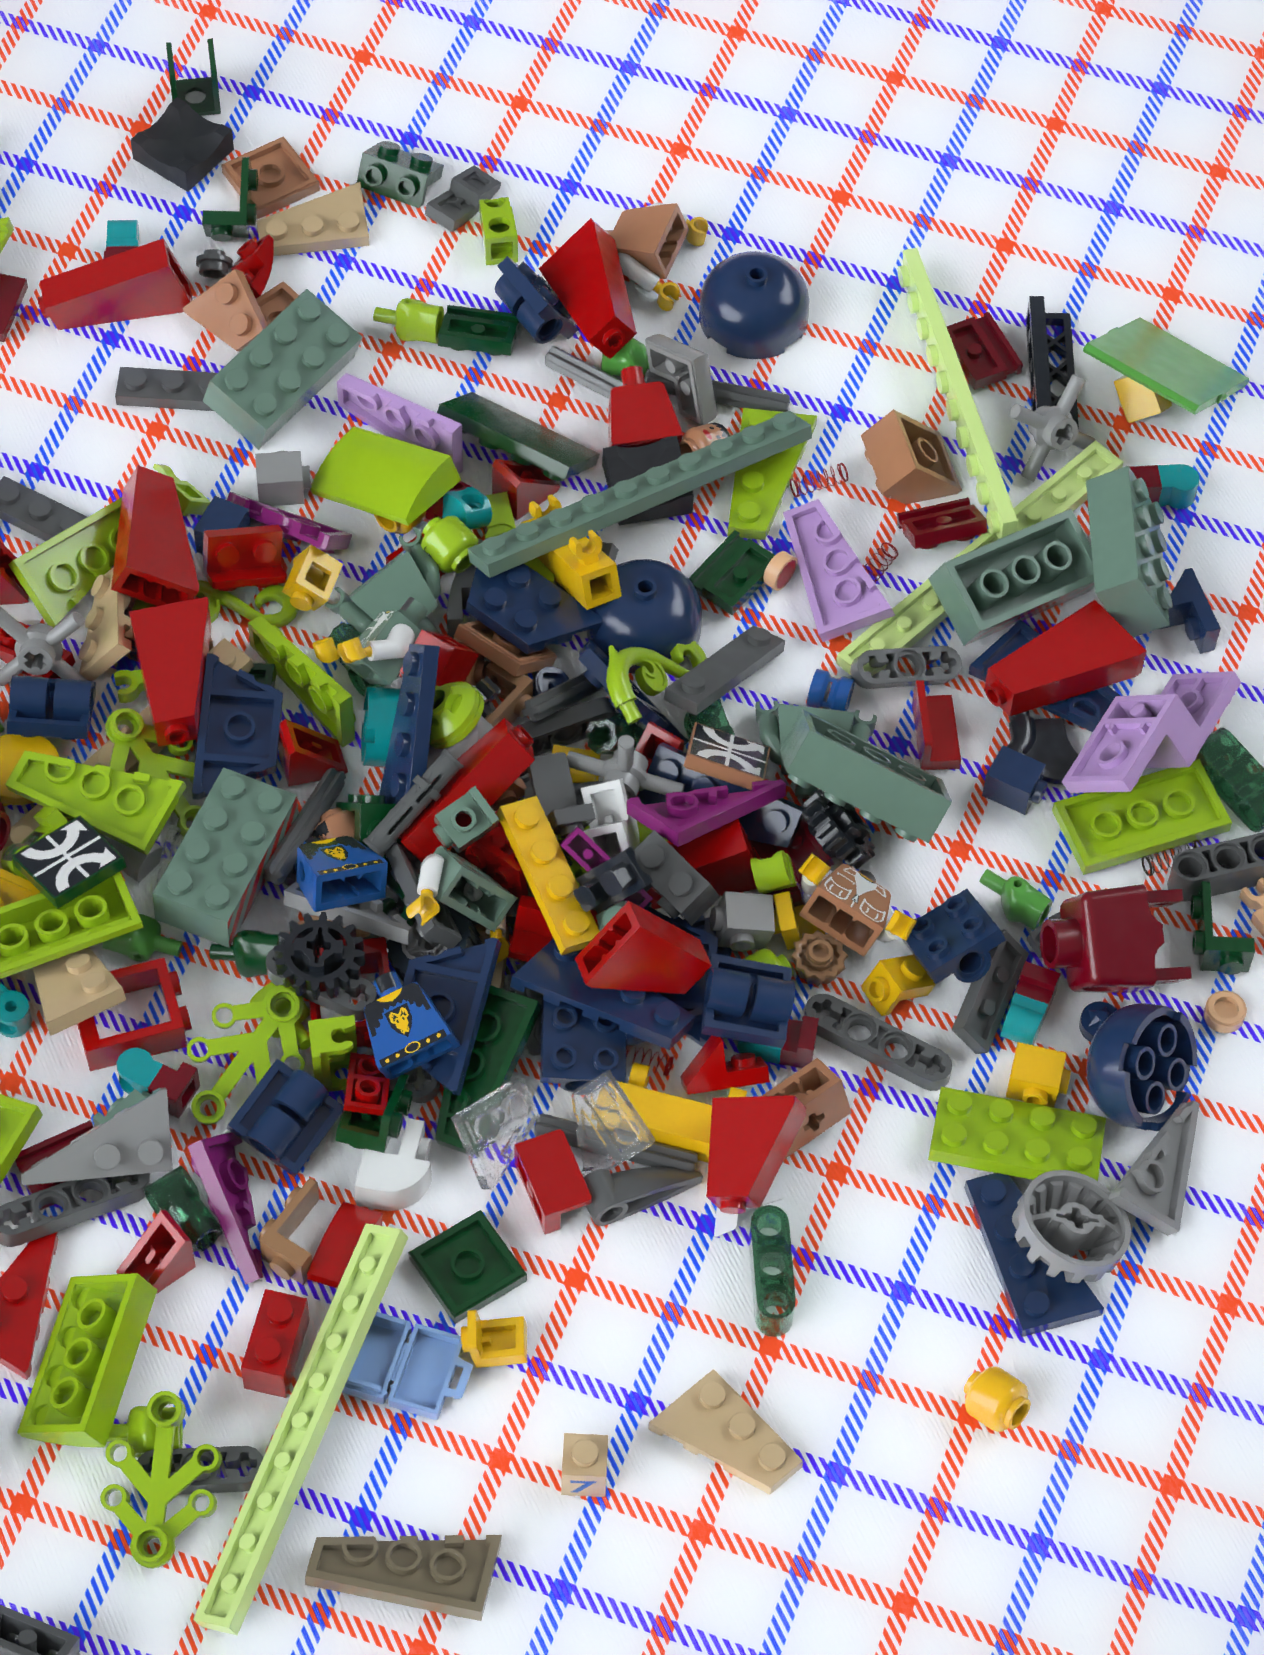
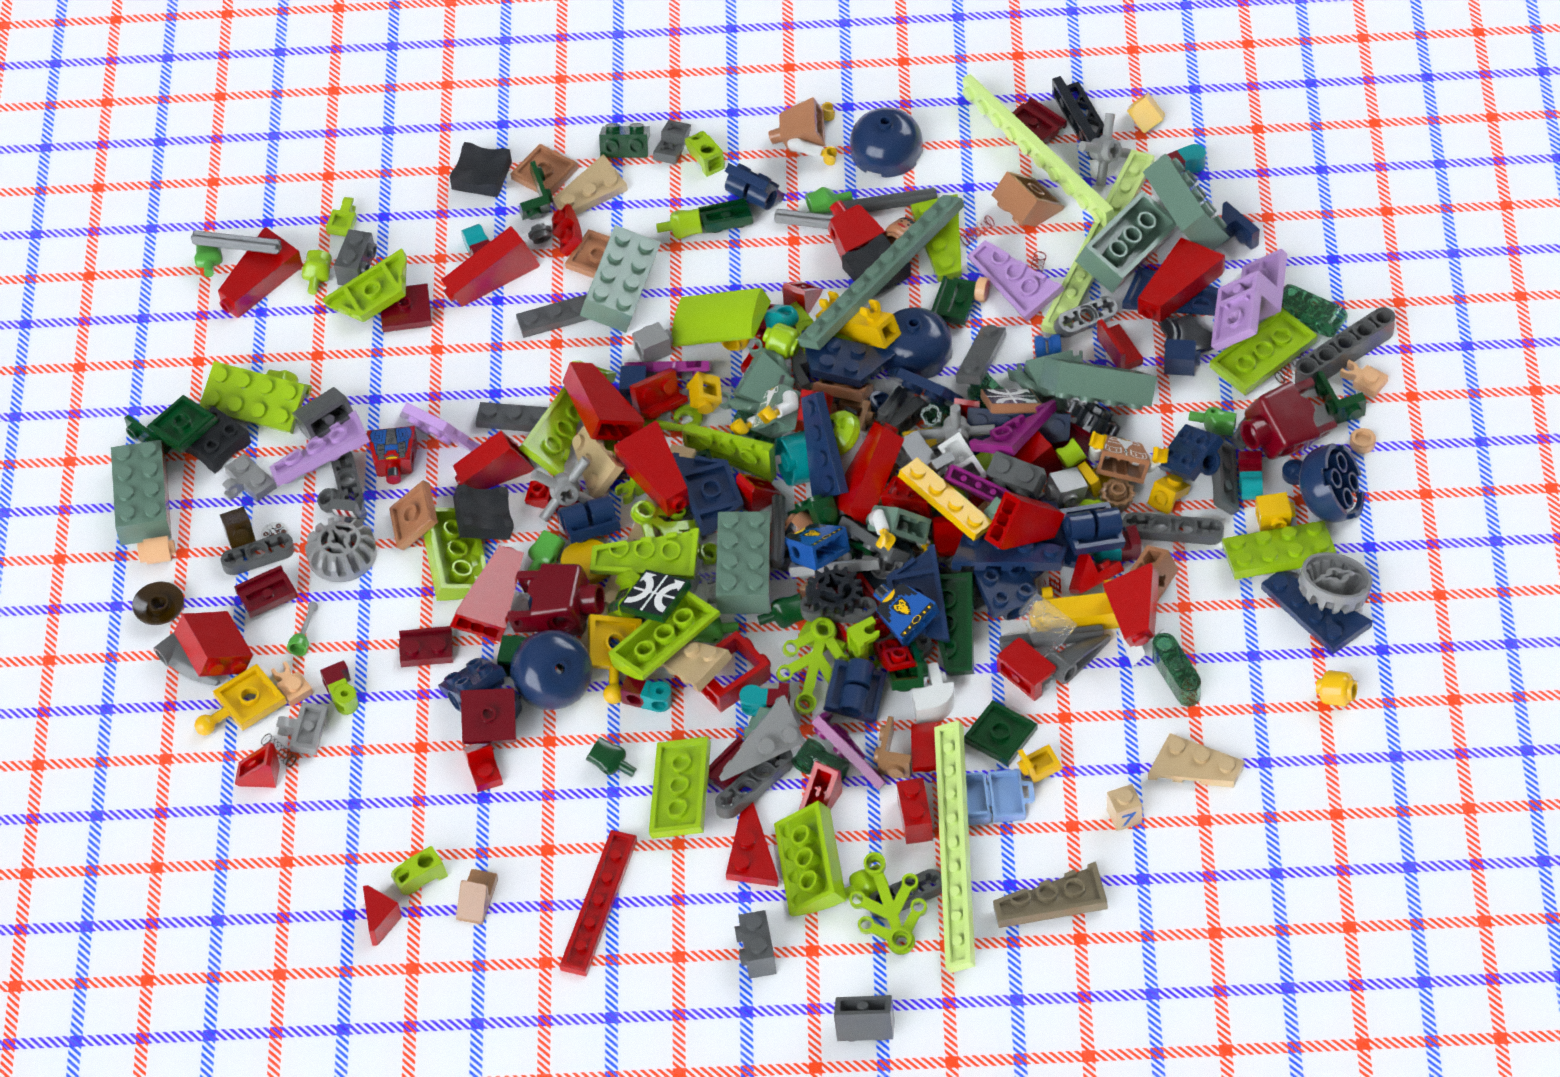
camera: 15 degrees left, 5 degrees down
(206, 85) = (477, 129): dark green piece -> none
(229, 311) = (568, 257): nougat wing -> none
(401, 418) = (705, 280): lavender wing -> none
(446, 767) = (848, 479): dark grey pin -> none
(460, 837) = (887, 477): sand green brick -> none
(493, 1127) = (979, 653): clear wing -> none
(519, 436) = (788, 267): dark green tile -> none
(592, 287) = (786, 164): red slope -> none
(611, 882) = (993, 483): black hips -> none
(650, 676) = (942, 372): lime plant -> none
(688, 371) = (870, 192): light grey brick -> none
(942, 523) = (1064, 229): dark red plate -> none
(1159, 1177) = (1369, 539): light grey wing -> none
(1166, 365) = (1154, 90): bright green piece -> none

